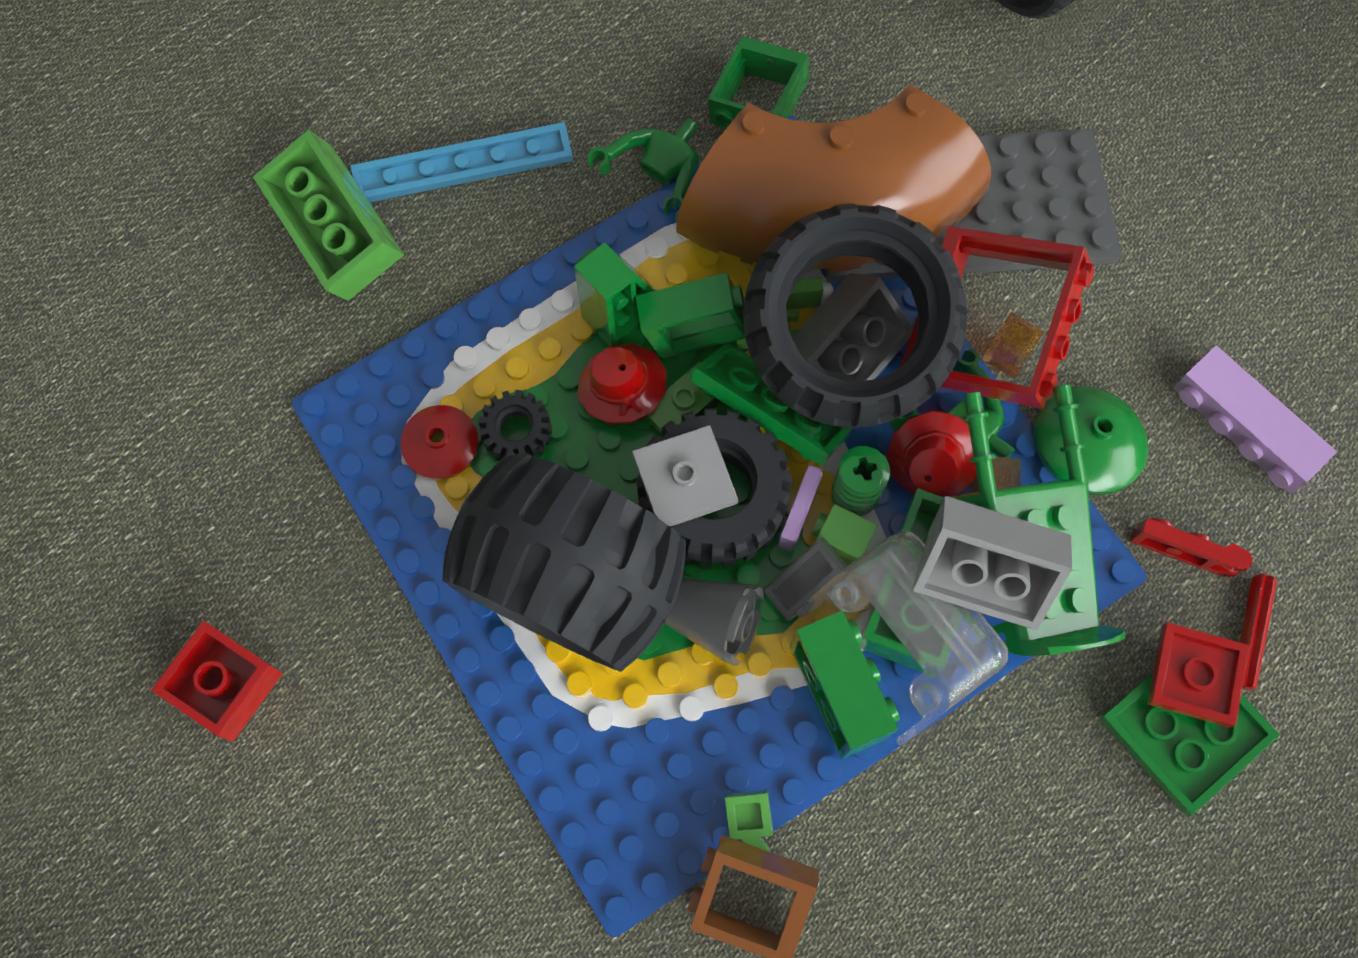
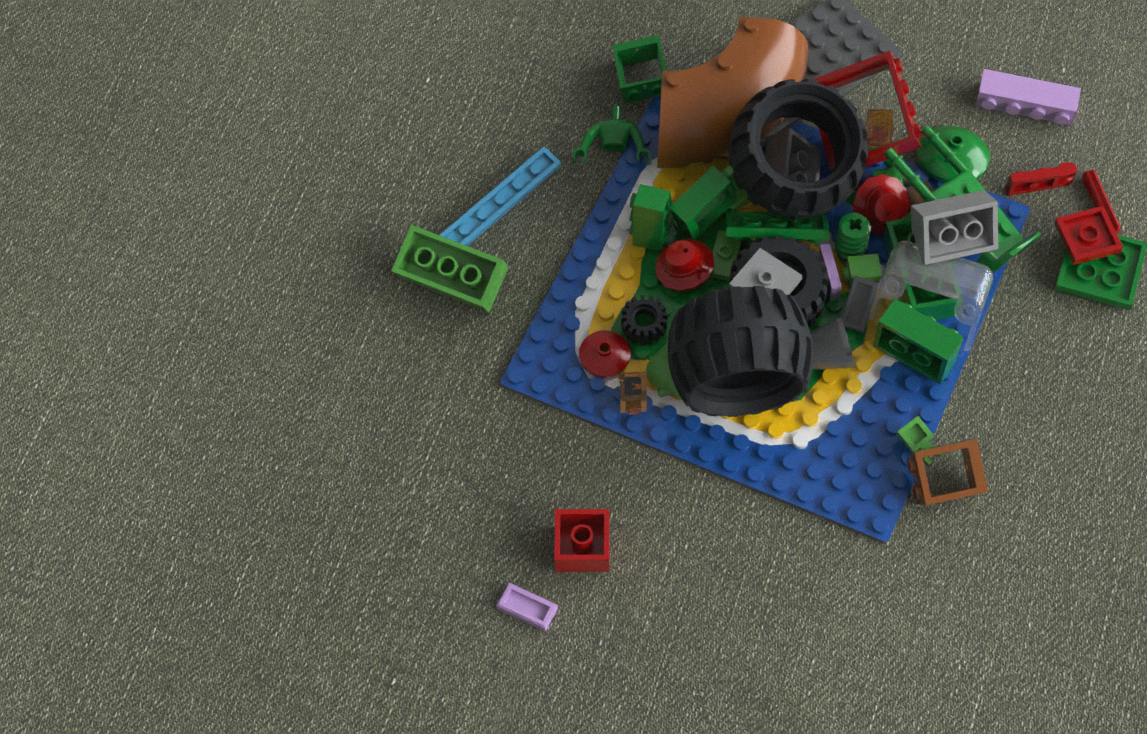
camera: 30 degrees left, 10 degrees down
(101, 722) = (527, 606): none -> lavender tile
(426, 519) = (632, 392): none -> clear orange brick

